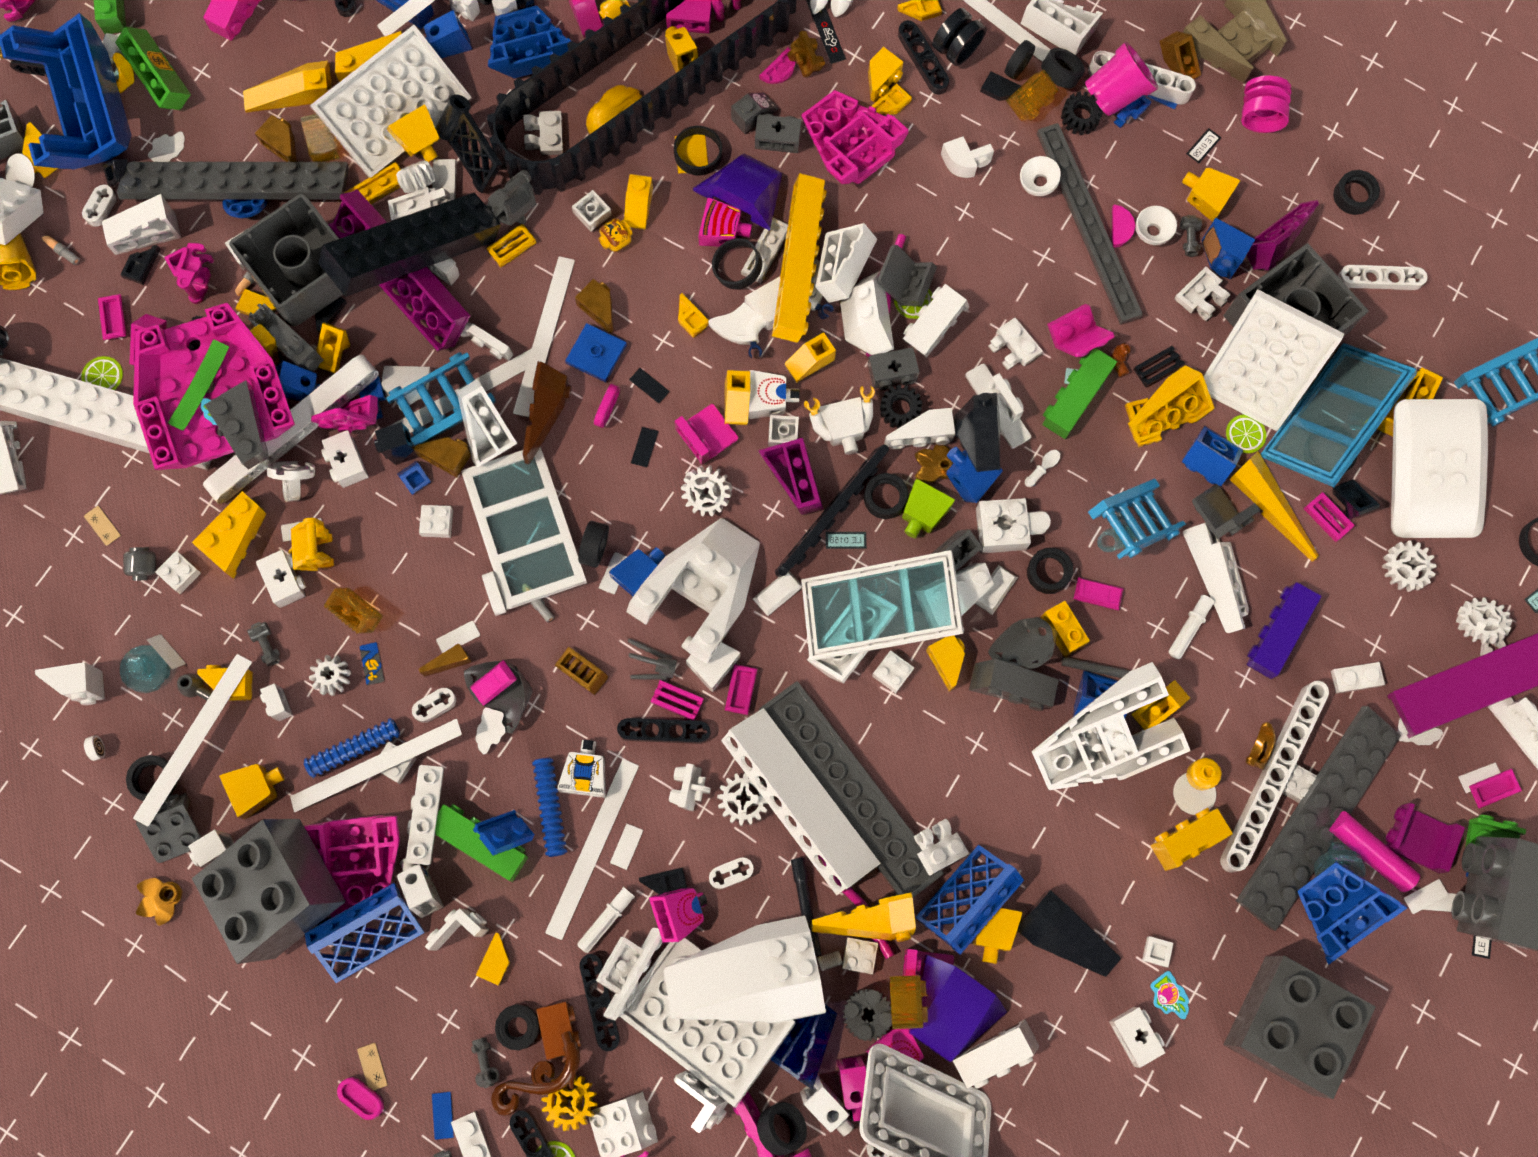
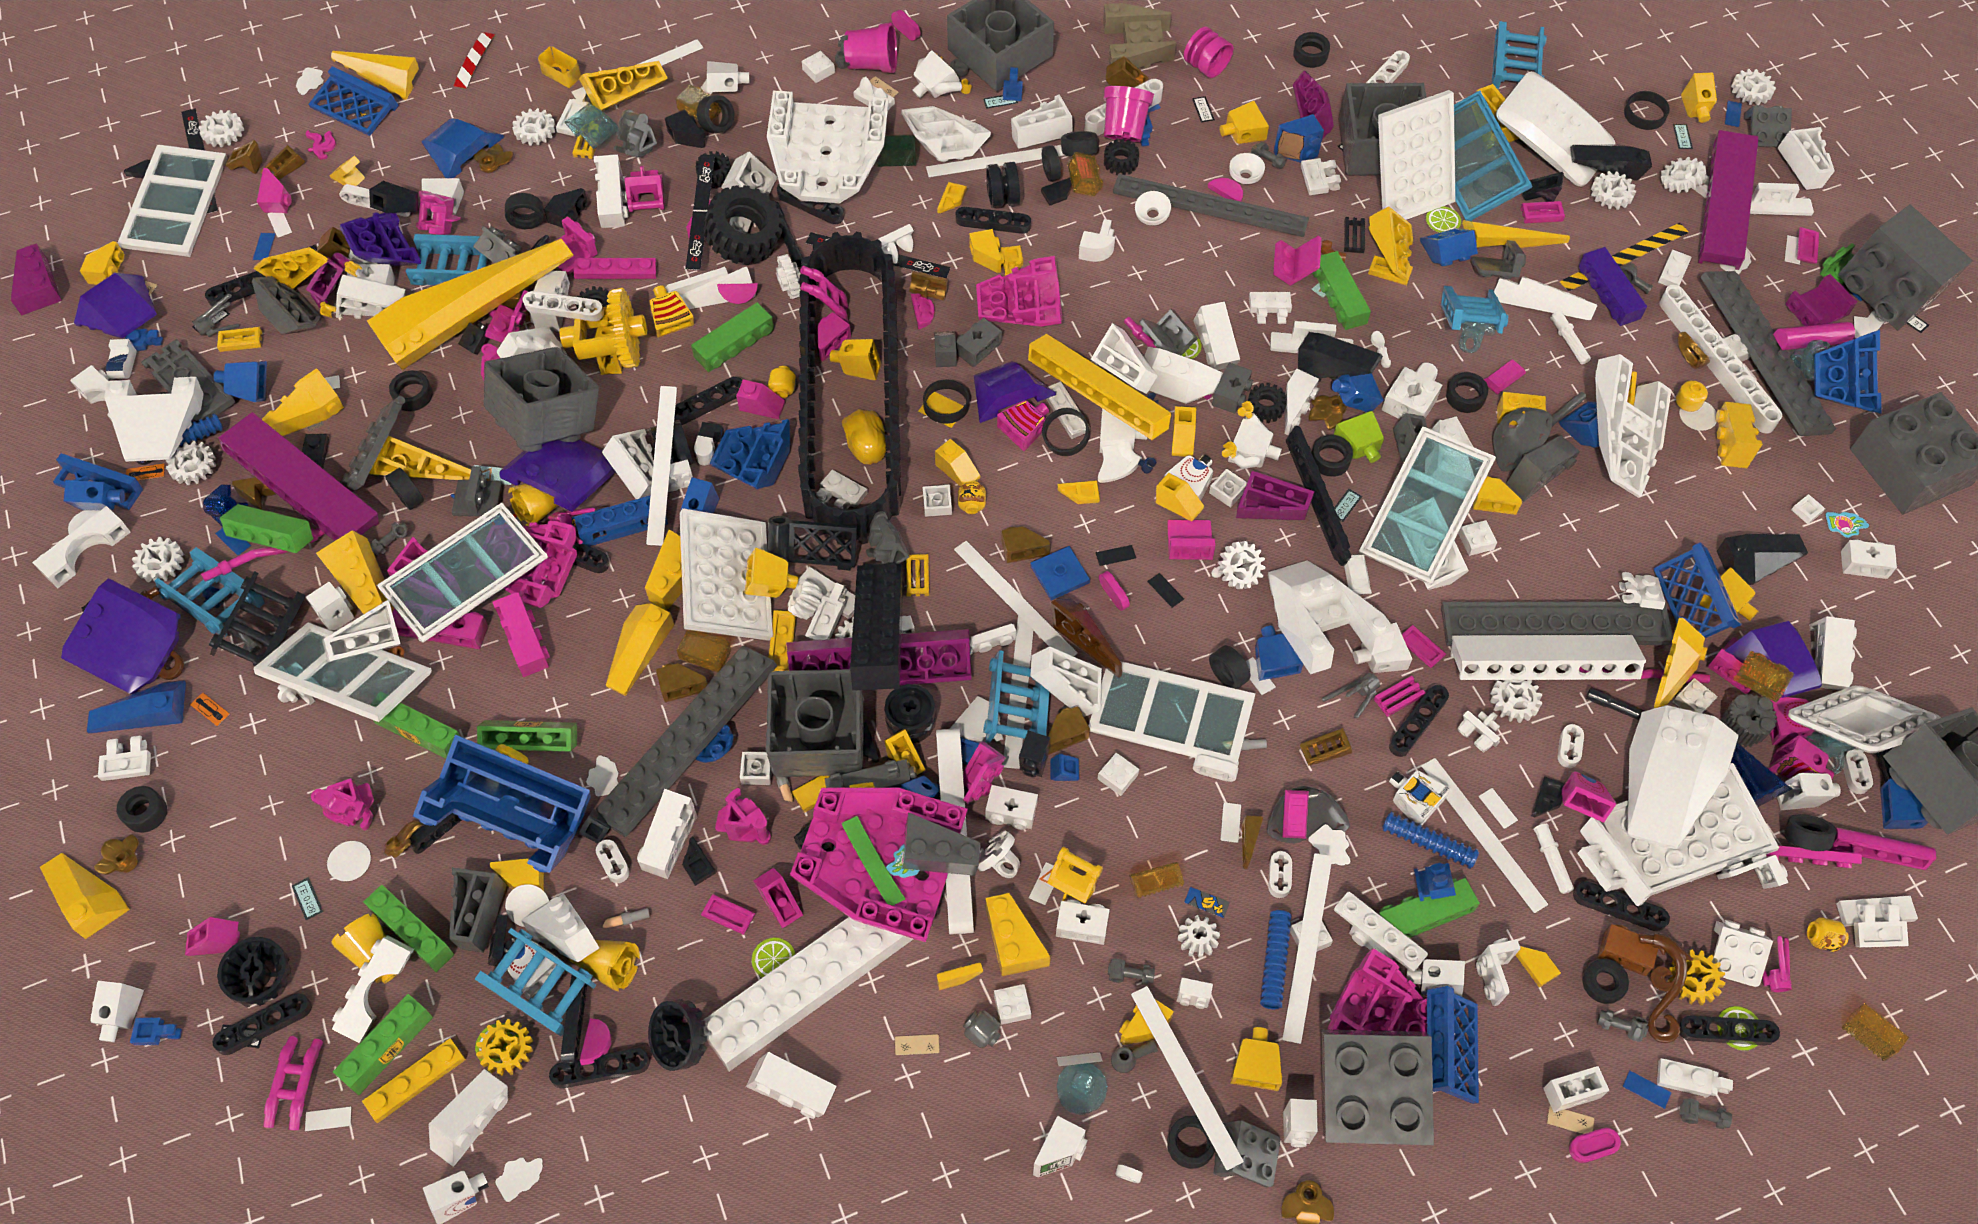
camera: 50 degrees left, 15 degrees down
(169, 515) = (958, 976): none -> yellow tile
(371, 326) = (911, 710): none -> black wheel
(391, 1055) = (1576, 1089): none -> white brick
(1311, 638) = (1632, 277): none -> dark grey bar
(1347, 627) = (1632, 253): none -> sticker
(1451, 546) = (1613, 158): none -> black wedge

